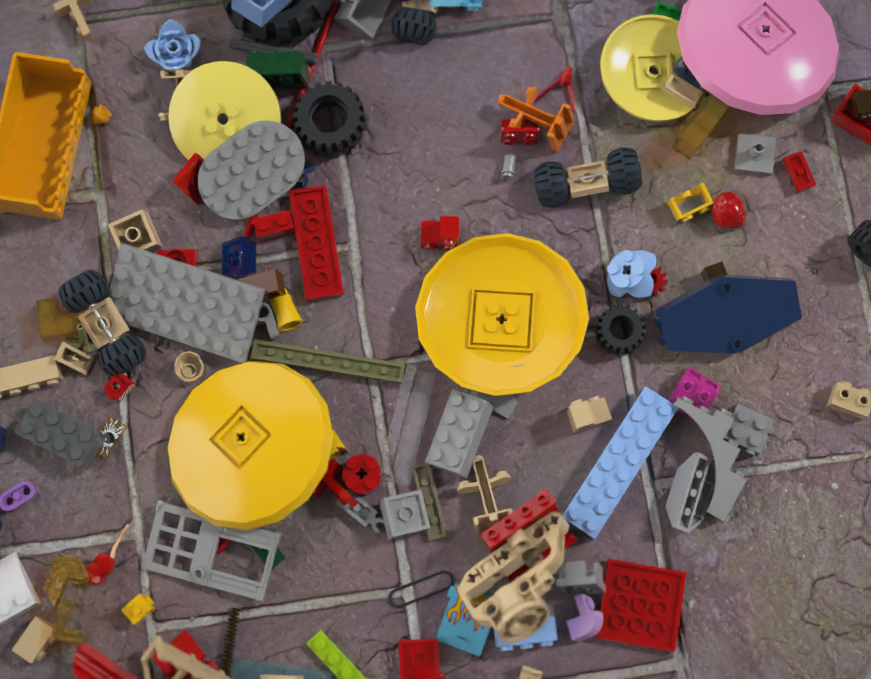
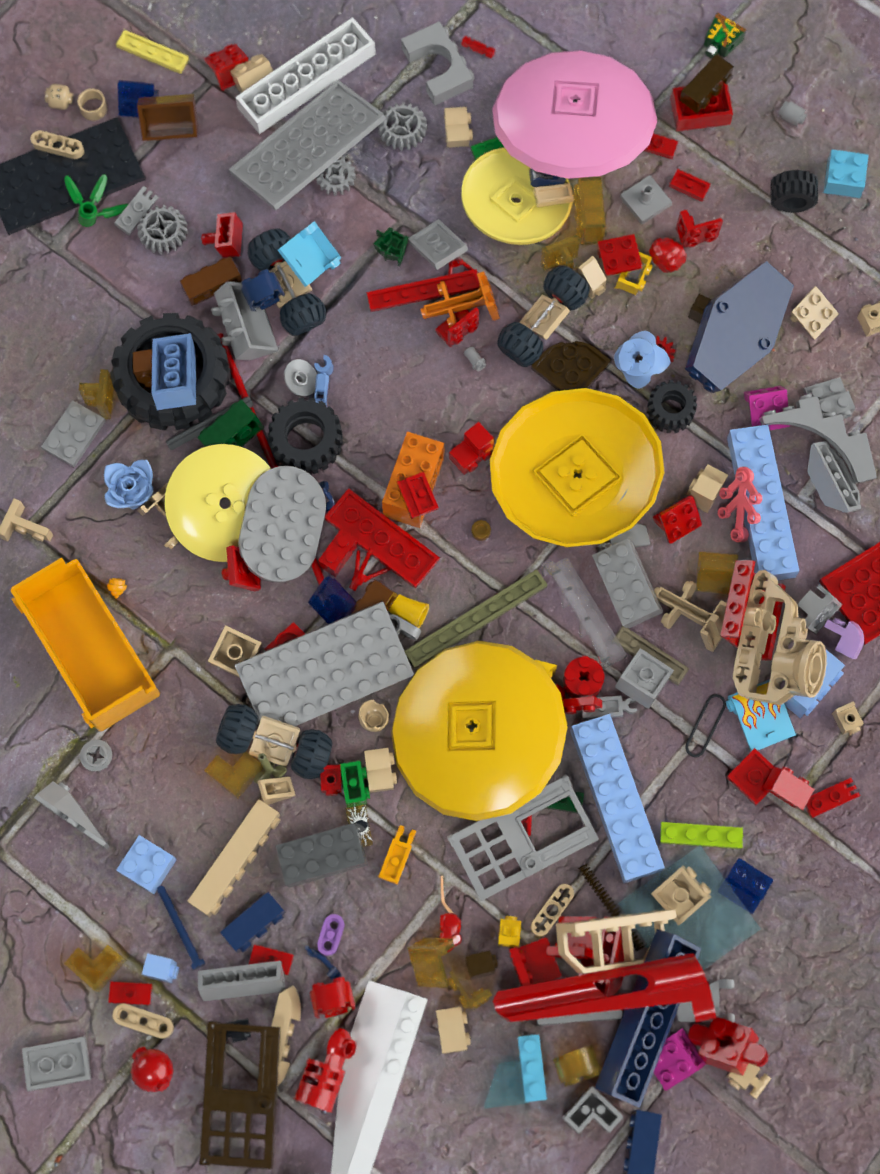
camera: 45 degrees left, 5 degrees down
(95, 613) = (481, 964): none -> dark brown brick
(113, 482) = (397, 857): none -> light orange hinge
(129, 404) = (353, 784): none -> green brick
(131, 645) = (533, 963): none -> red bracket
(157, 410) = (379, 770): none -> tan brick
(169, 618) = (565, 901): none -> tan beam
(275, 257) = (359, 577): none -> red plant
(303, 583) = (617, 798): none -> light blue brick
(358, 233) = (417, 495): none -> red plate
(375, 75) = (306, 375): none -> light grey dish
(375, 218) = (415, 456): none -> orange brick
(381, 89) = (322, 379): none -> medium blue piece
(393, 299) = (481, 530): none -> pearl gold tile
(516, 80) = (422, 290): none -> red plate
(528, 28) = (391, 245): none -> dark green piece
(536, 479) = (715, 572): none -> clear yellow bracket
(544, 419) = (679, 519): none -> red bracket
(560, 56) = (438, 244): none -> light grey plate
(575, 234) = (571, 365): none -> dark brown plate
(616, 433) = (744, 478): none -> coral plant
(645, 141) = (560, 253): none -> clear yellow bracket
(652, 180) = (593, 276): none -> tan slope
(689, 180) = (619, 254): none -> red bracket
(763, 213) = (693, 234): none -> red bracket
(801, 353) = (814, 313): none -> tan hinge
(807, 122) = (662, 146): none -> red plate

